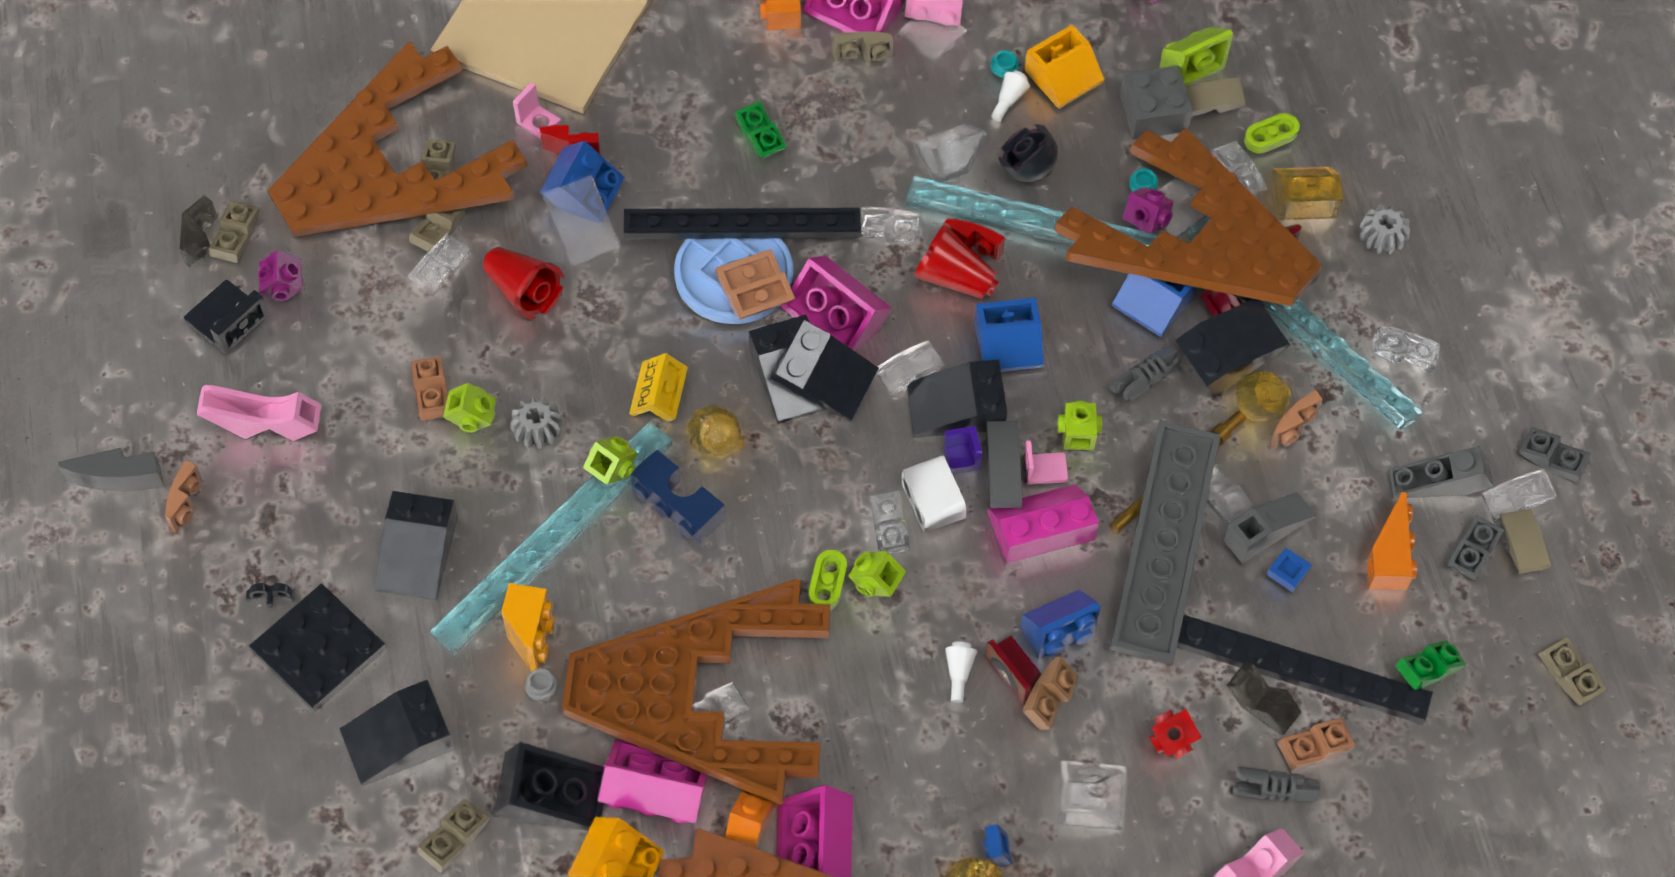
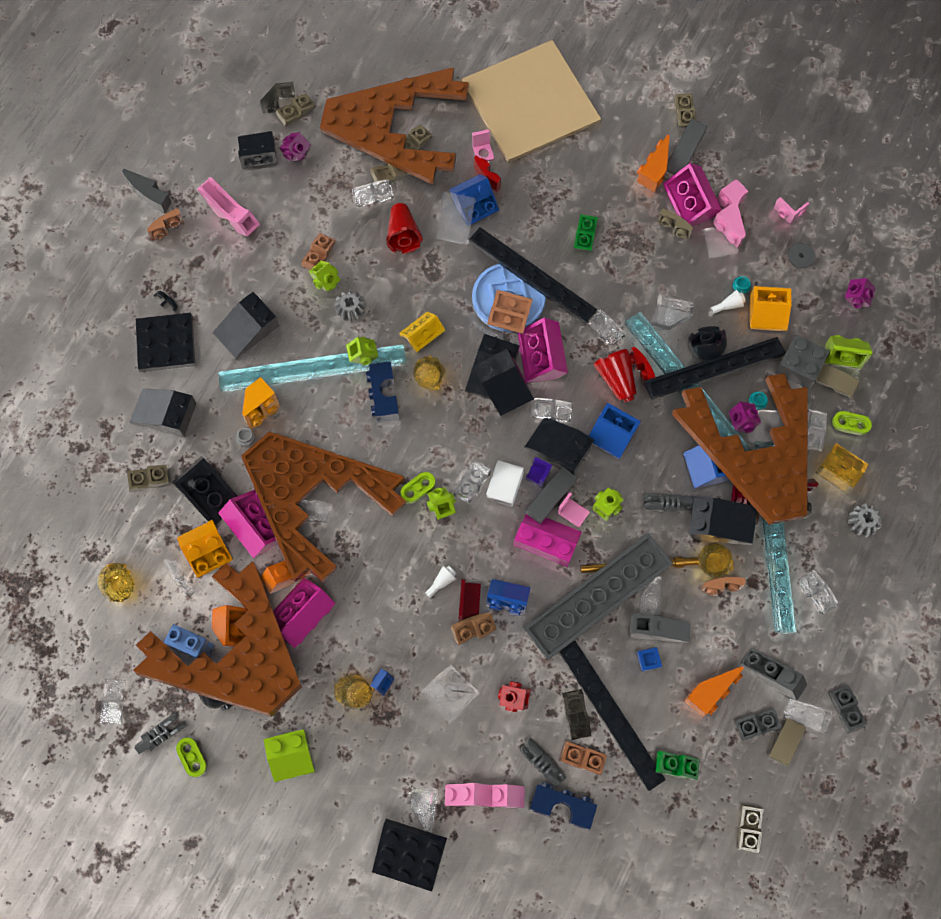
camera: 40 degrees right, 10 degrees up
(1062, 179) = (714, 368): none -> black plate
(1370, 804) = (581, 809): none -> dark blue arch

